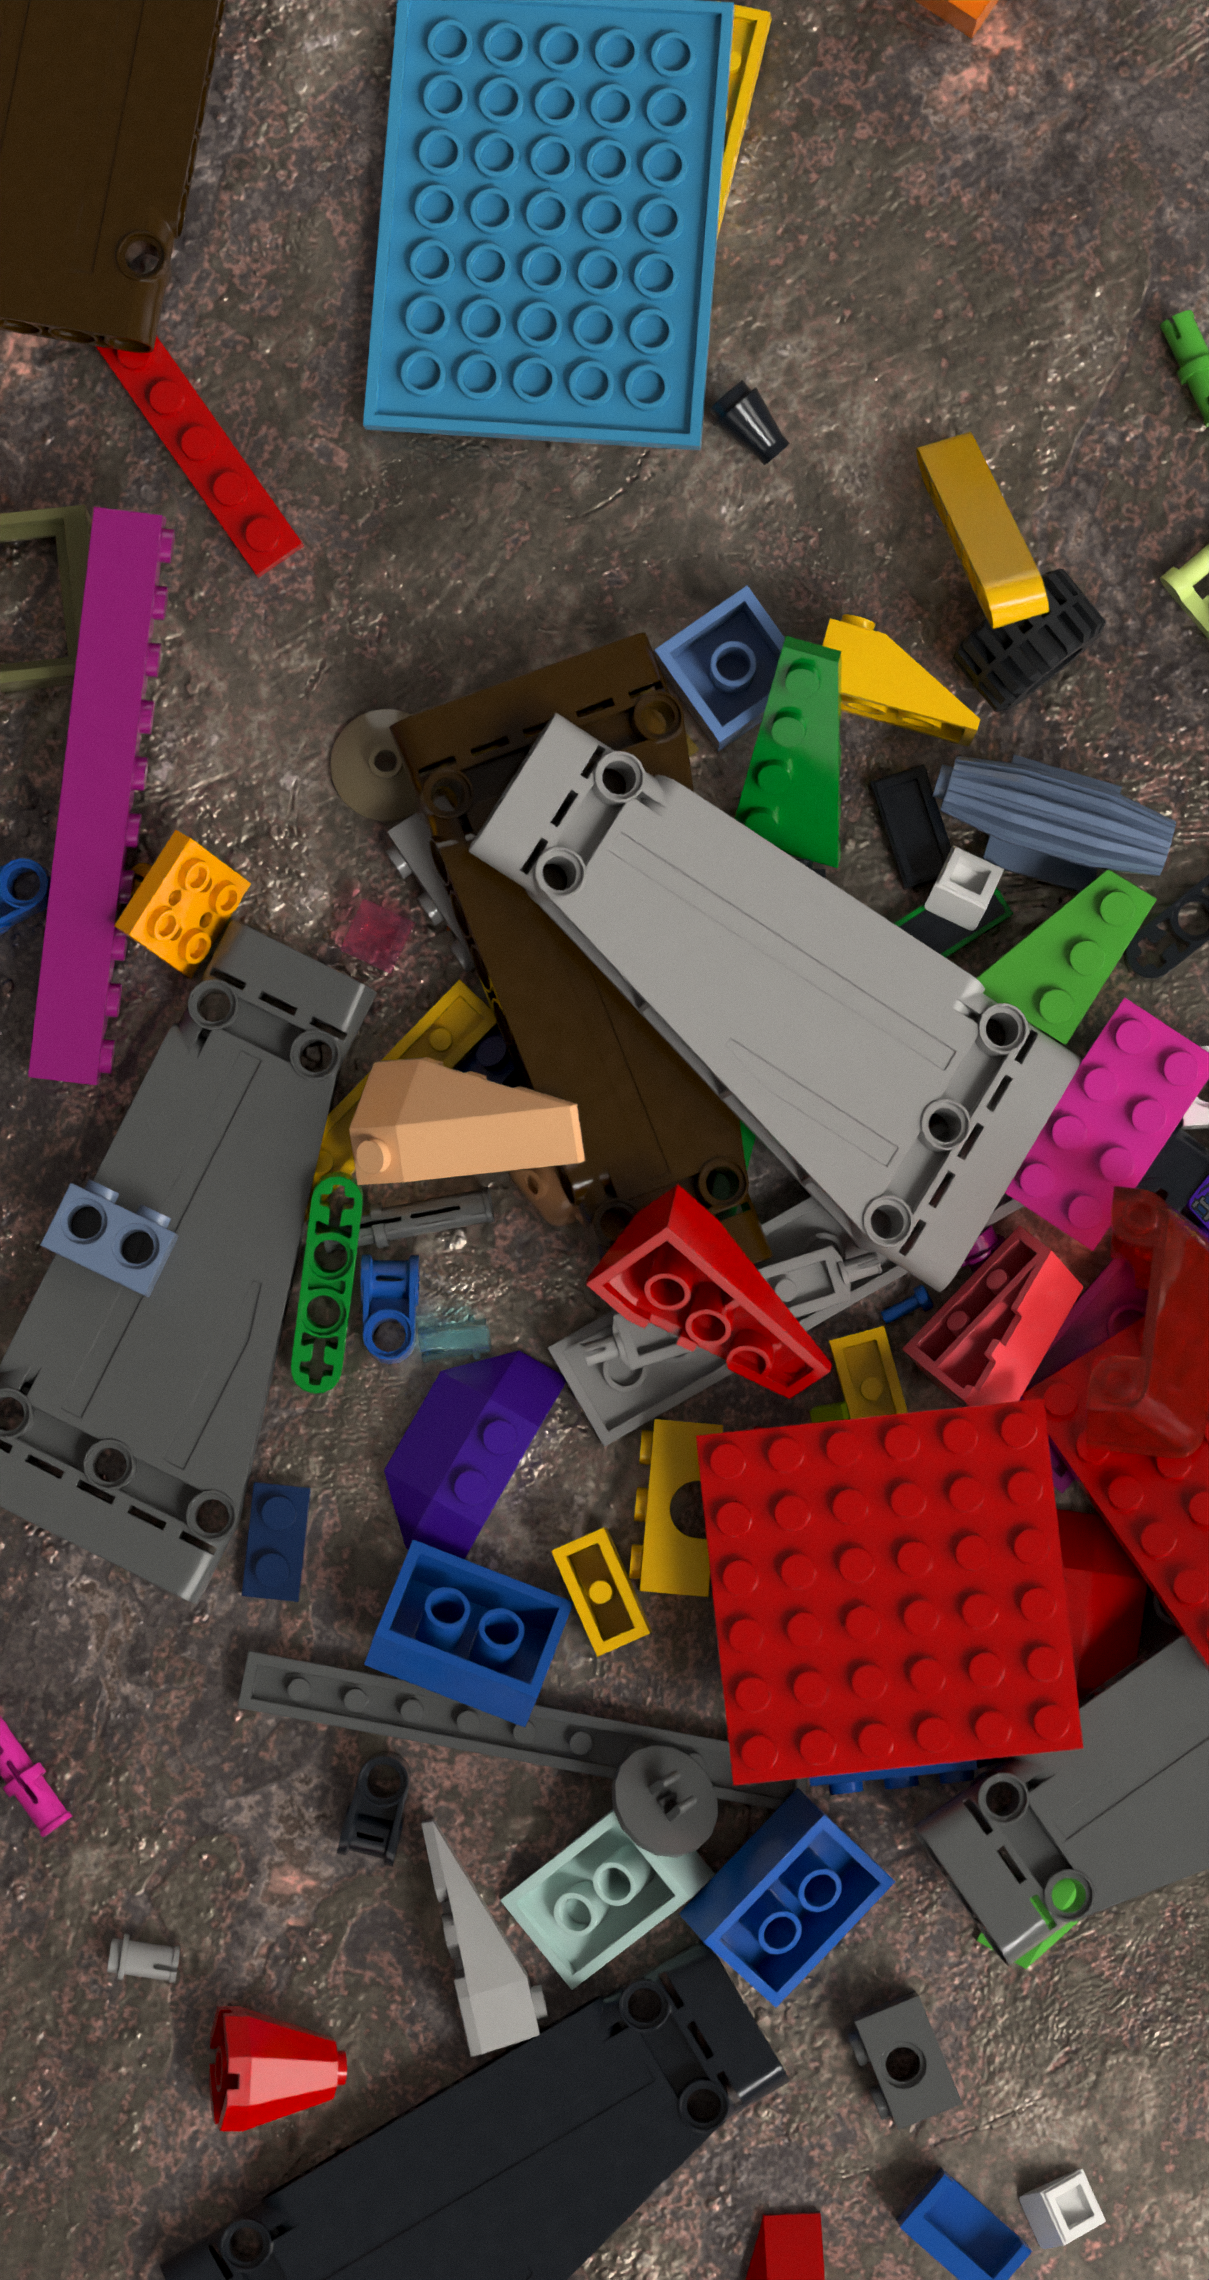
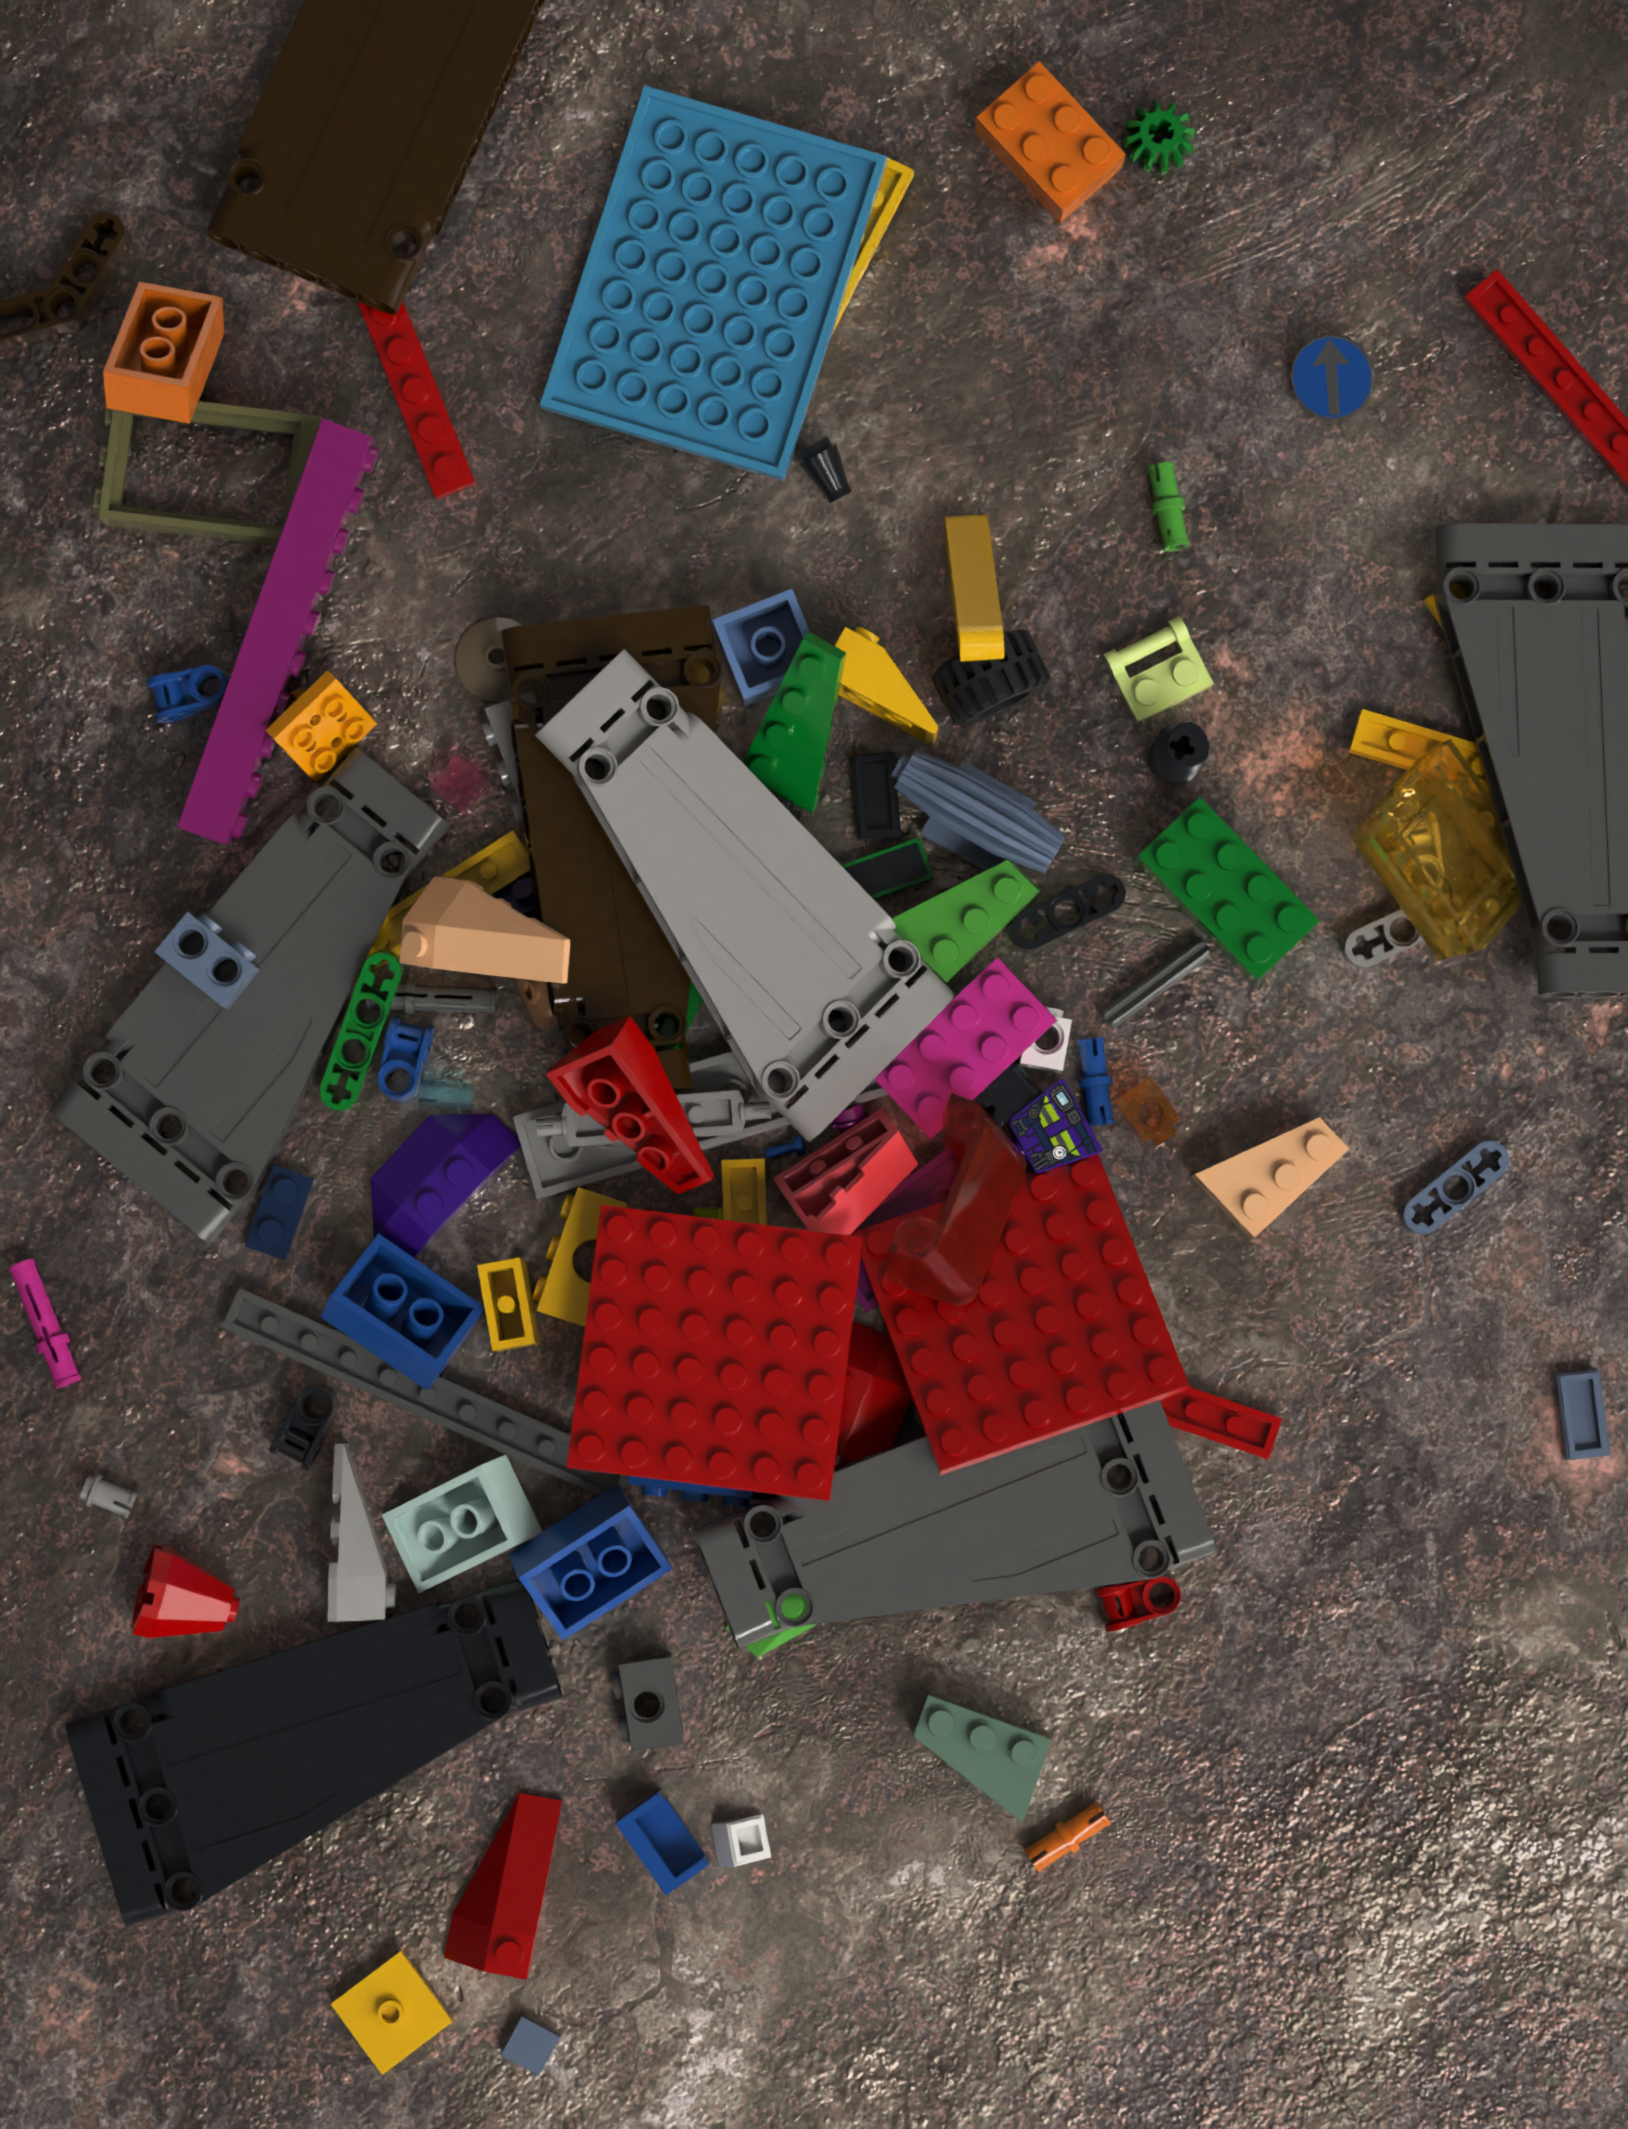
camera: 15 degrees right, 0 degrees up
(664, 1801) = (517, 1469): dark grey piece -> none
(963, 888) = (900, 849): white slope -> none

